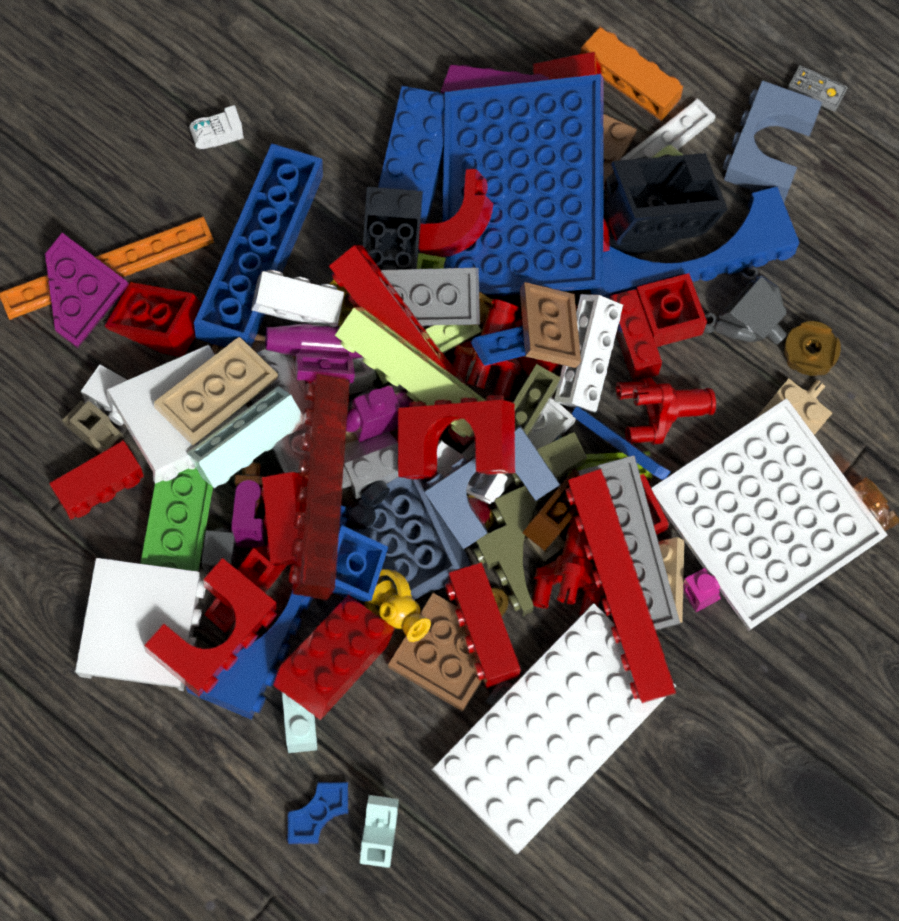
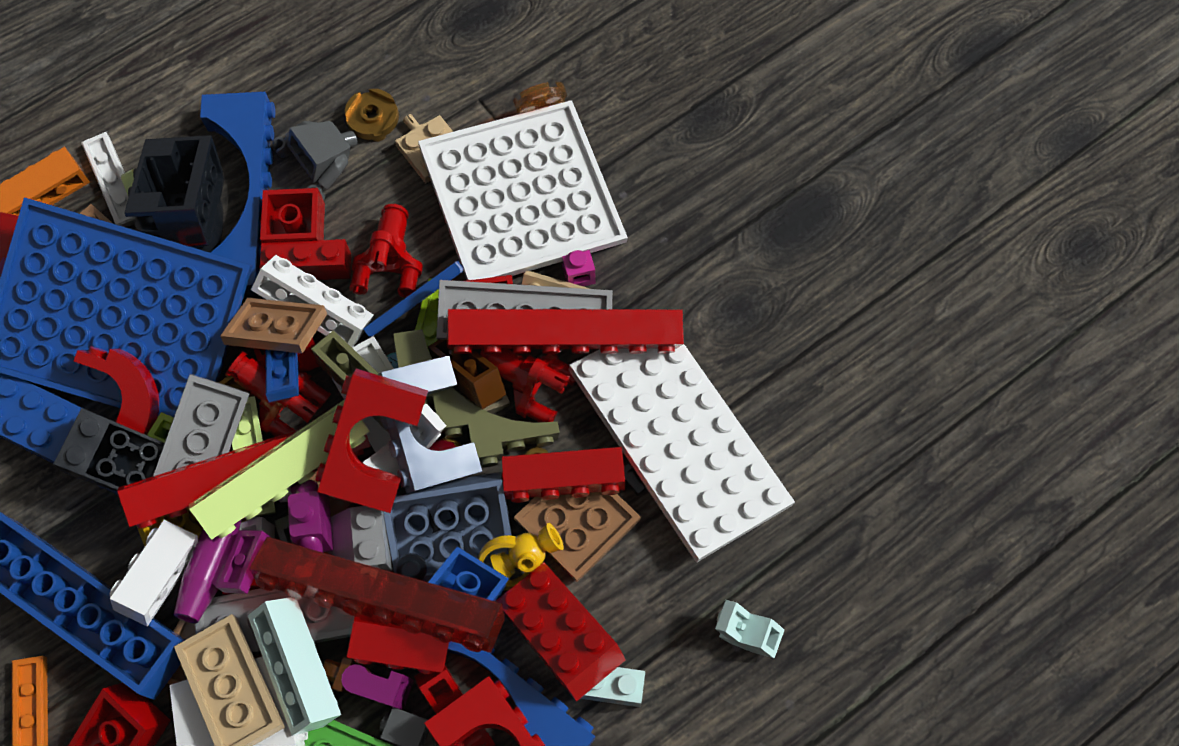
camera: 70 degrees left, 0 degrees up
(307, 823) = (720, 704): blue tile -> none
(375, 494) = (396, 545): black tile -> none
(770, 107) = (120, 76): sand blue arch -> none
(818, 87) = (114, 40): tile -> none

